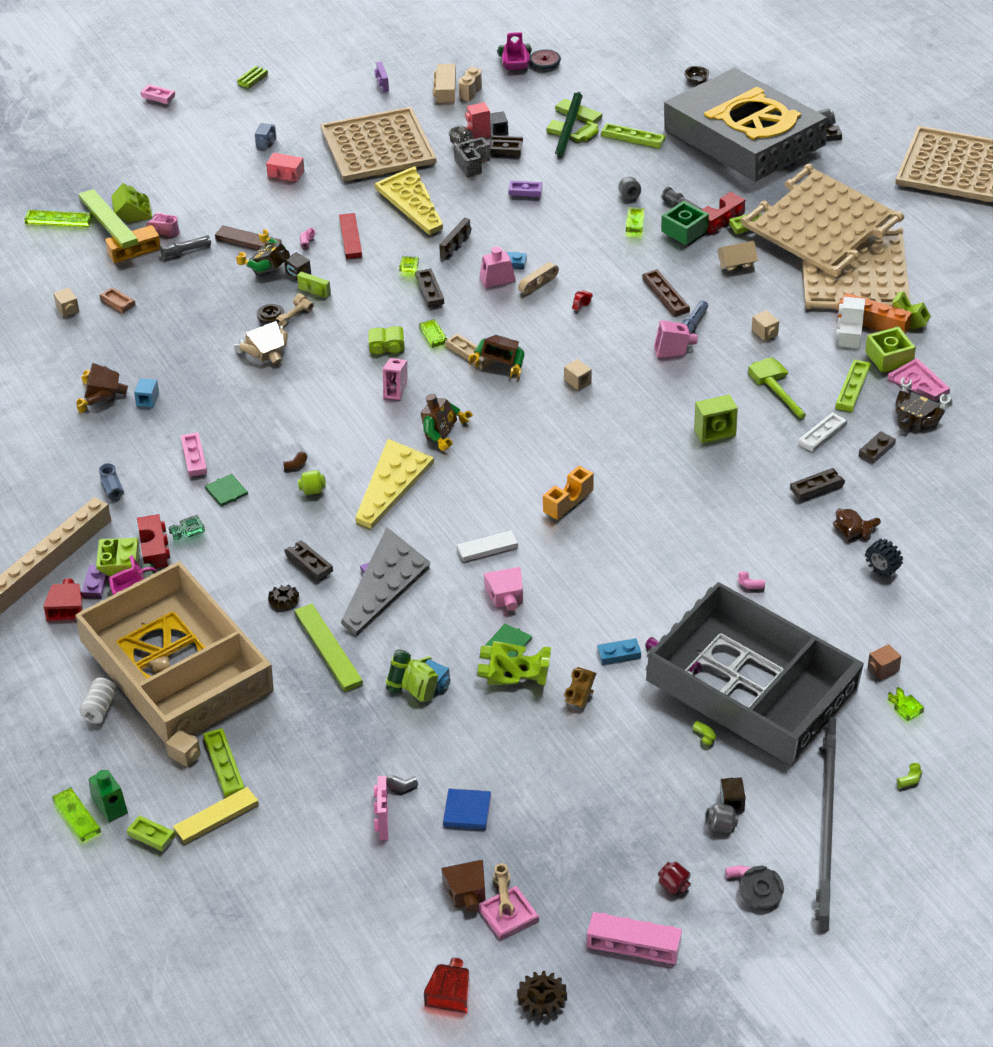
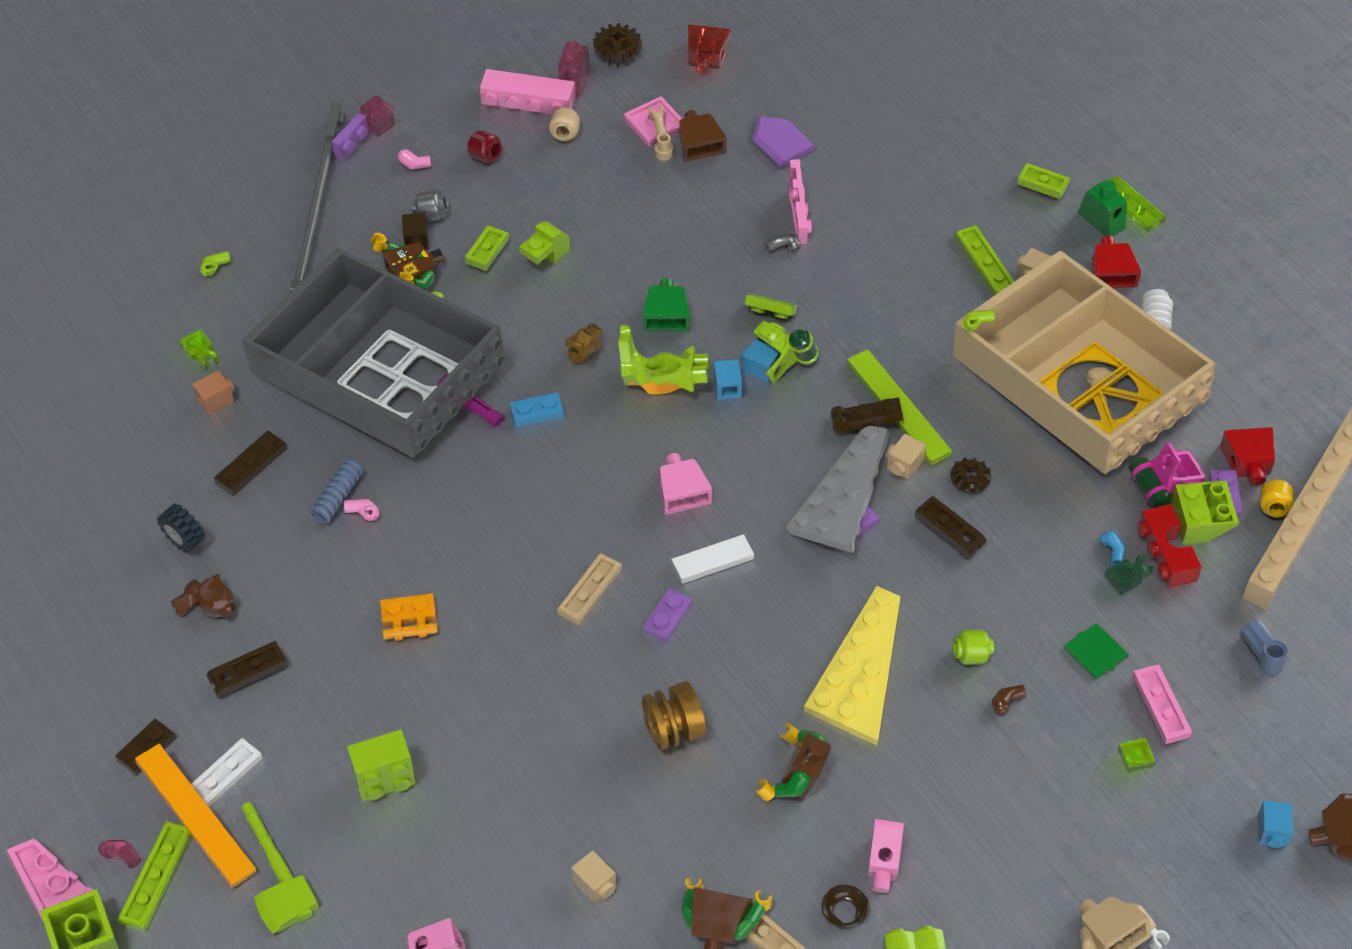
camera: 175 degrees right, 10 degrees up
(60, 568) = (1276, 498): none -> yellow head
(117, 749) = (1115, 264): none -> red torso
(190, 546) = (1118, 547): none -> dark azure arm
(215, 815) = (979, 205): light yellow tile -> none
(220, 428) = (1136, 755): none -> clear neon green plate
(252, 661) = (975, 318): none -> lime arm
(331, 603) = (905, 456): none -> tan brick
(355, 632) = (866, 415): none -> dark brown plate
(386, 889) = (781, 140): none -> medium lavender tile
(419, 723) = (780, 308): none -> lime plate
(430, 358) = (848, 894): none -> dark brown piece
(463, 663) = (727, 379): none -> dark azure brick
(467, 808) = (706, 219): blue tile -> none
(509, 721) = (666, 308): none -> green torso
(510, 635) = (674, 423): green piece -> none
(522, 513) = (667, 615): none -> medium lavender plate
(523, 439) = (669, 717): none -> pearl gold wheel
(559, 501) = (617, 616): light orange arch -> none
(577, 530) = (589, 589): none -> tan tile
(588, 949) = (575, 59): none -> clear pink torso
(597, 899) = (564, 124): none -> tan head
(610, 772) = (546, 243): none -> lime brick
(666, 781) = (486, 248): none -> lime plate
(708, 518) = (407, 611): none -> light orange plate
(733, 758) = (409, 261): none -> torso
(761, 888) = (395, 140): dark grey tile -> none
(773, 588) = (336, 491): none -> sand blue piece
(782, 912) = (378, 115): none -> clear pink brick
(801, 898) = (349, 137): none -> medium lavender plate
(834, 404) = (195, 816): none -> light orange tile
(843, 617) = (250, 463): none -> dark brown plate
(878, 396) = (119, 850): none -> clear pink arm
(917, 411) = (66, 804): dark brown torso -> none

